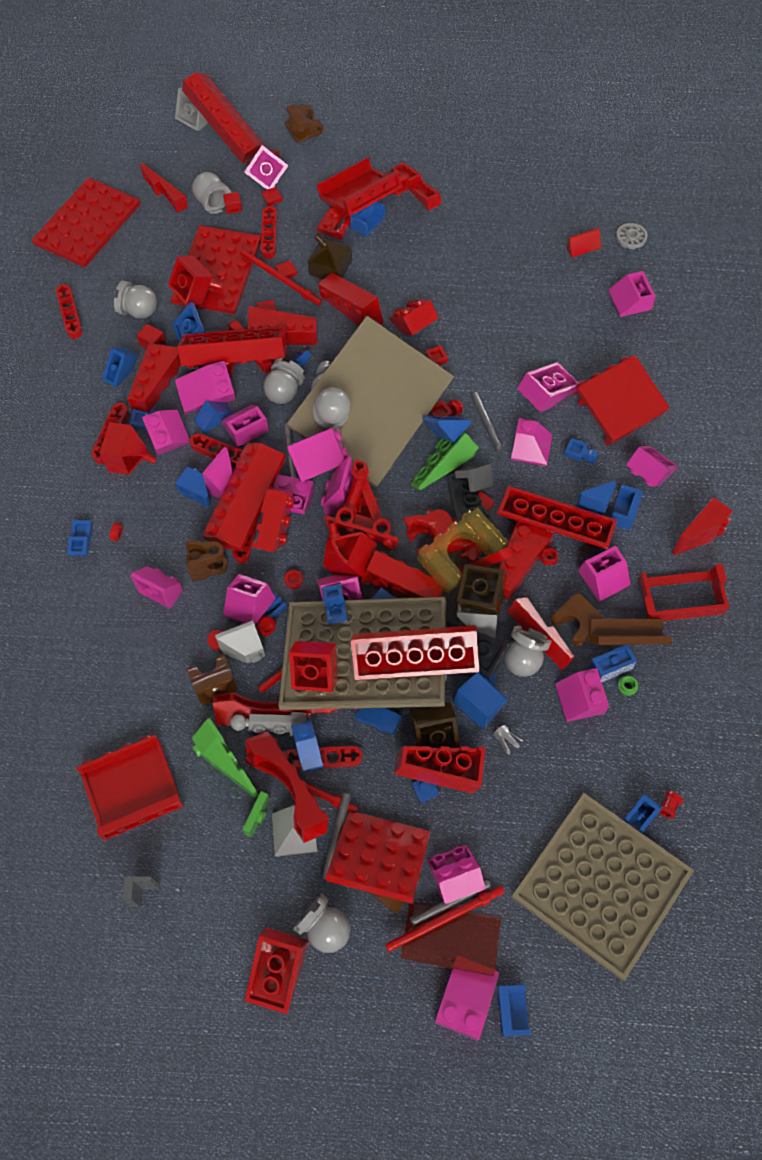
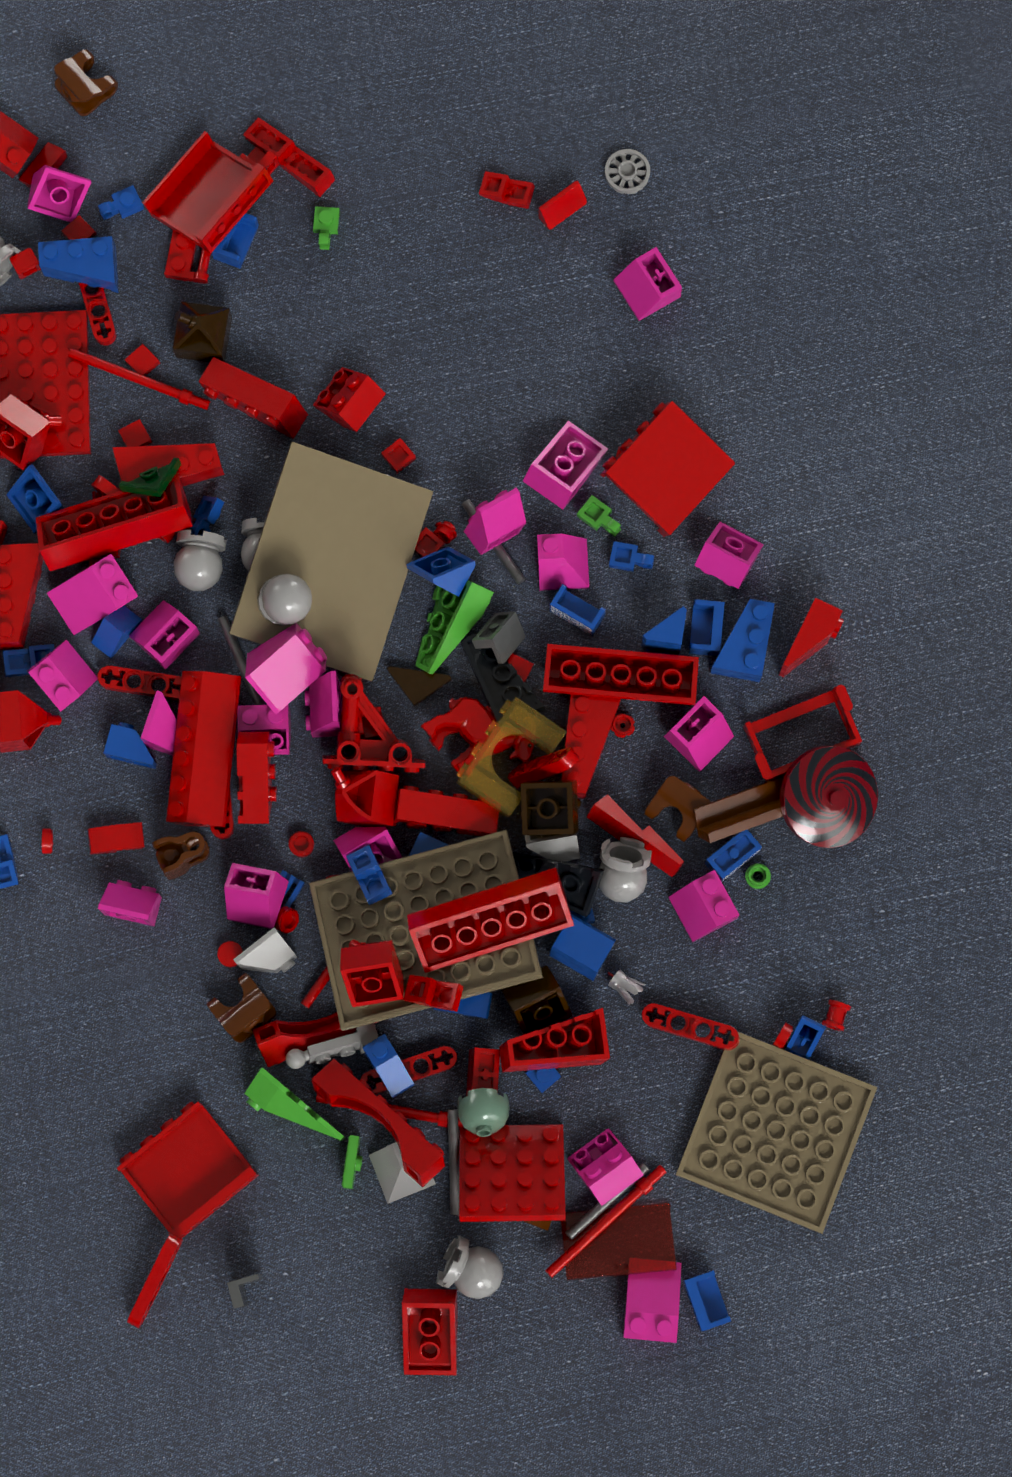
camera: 15 degrees left, 15 degrees up
(72, 863) = (154, 1280): none -> red beam
(164, 541) = (116, 838): none -> red slope
(266, 204) = (81, 260): none -> blue wedge
(267, 325) = (153, 481): none -> dark green tile
(305, 187) = (124, 202): none -> blue plate
(355, 695) = (433, 993): none -> red slope
(370, 799) = (483, 1111): none -> sand green cylinder
(378, 775) = (483, 1068): none -> red hinge
(409, 496) = (418, 684): none -> dark brown tile
(428, 223) = (326, 223): none -> bright green plate
(493, 403) = (496, 521): none -> dark pink slope
(533, 476) = (576, 611): none -> blue panel
(546, 227) = (506, 190): none -> red slope
(551, 781) = (691, 1024): none -> red beam
(564, 420) = (597, 514): none -> bright green plate
(624, 809) = (783, 1035): none -> red tile
(652, 524) = (747, 644): none -> blue wedge
(696, 639) = (828, 796): none -> dish

